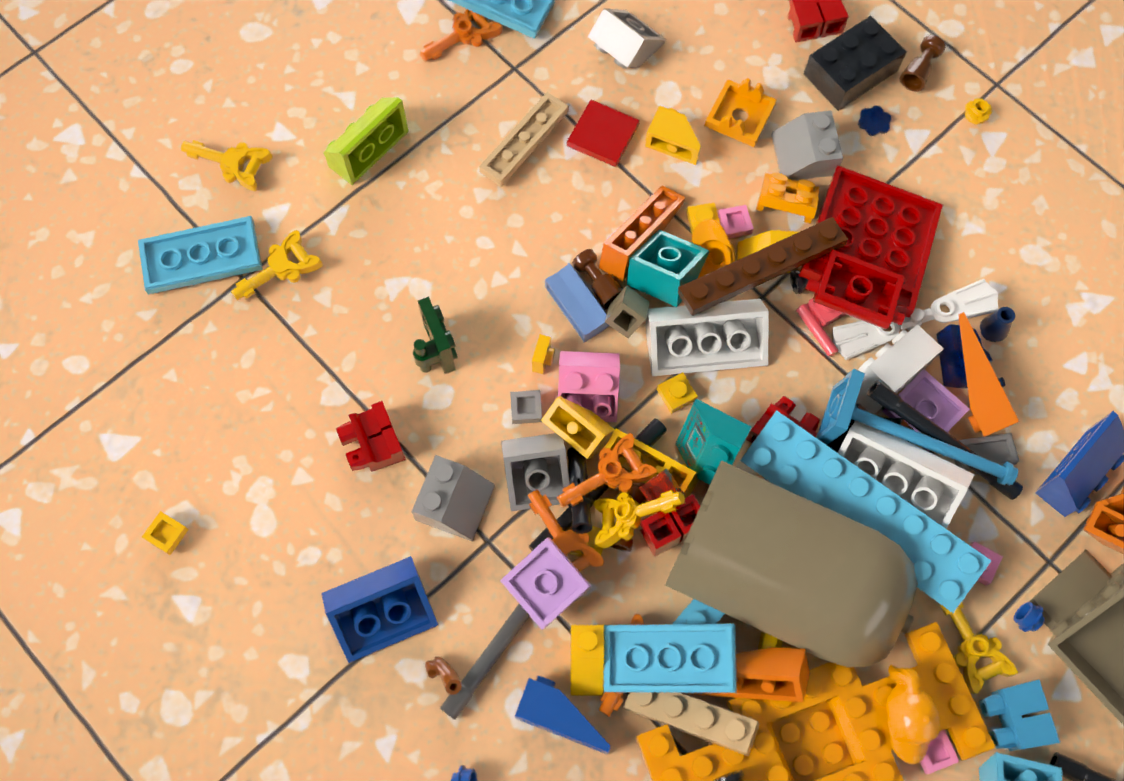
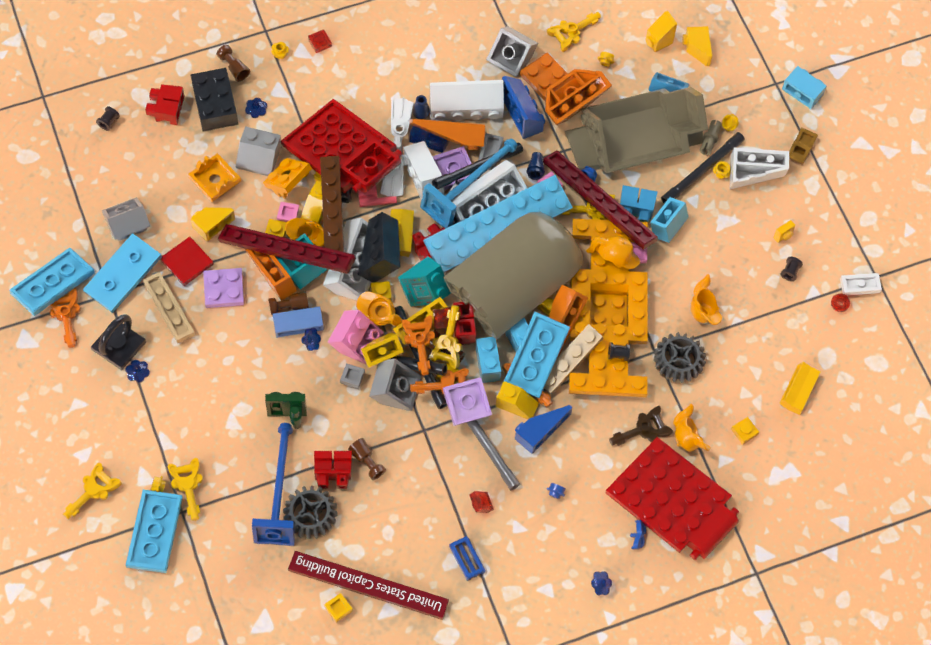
camera: 70 degrees left, 5 degrees down
(215, 566) = (368, 585): none -> dark red tile
(244, 396) = (275, 530): none -> blue tile
(266, 231) = (158, 484): none -> yellow plate
(306, 415) = (323, 502): none -> dark grey gear
(313, 698) = (474, 573): none -> blue tile
(367, 139) = (121, 399): lime slope -> none
(379, 609) = (439, 500): blue slope -> none
(399, 672) = (481, 502): none -> clear red plate
(412, 469) = (362, 453): none -> reddish brown piece
(421, 144) = (137, 374): none -> clear blue plant
(445, 103) = (119, 342): none -> black tile
(448, 674) = (493, 478): dark orange arm -> none
(452, 498) = (390, 438): light grey slope -> none
(543, 354) = (323, 353): yellow plate -> none
(548, 67) = (122, 273): none -> medium azure plate
(558, 328) = (311, 339): none -> clear blue plant
(585, 192) = (223, 288): none -> lavender plate
(627, 312) = (321, 294): dark tan brick -> none
(635, 587) = (488, 359): none -> medium azure brick
(640, 398) = (378, 309): none -> light orange hair
(671, 241) = (287, 248): none -> dark red tile
(738, 359) = (380, 248): none -> black wedge
(782, 379) = (405, 224): none -> yellow piece
(991, 658) = (600, 199): none -> dark red tile
(994, 530) = (535, 168): none -> dark blue cone
(1023, 153) = (320, 41): none -> clear red plate
(1047, 381) = (466, 100): none -> white slope

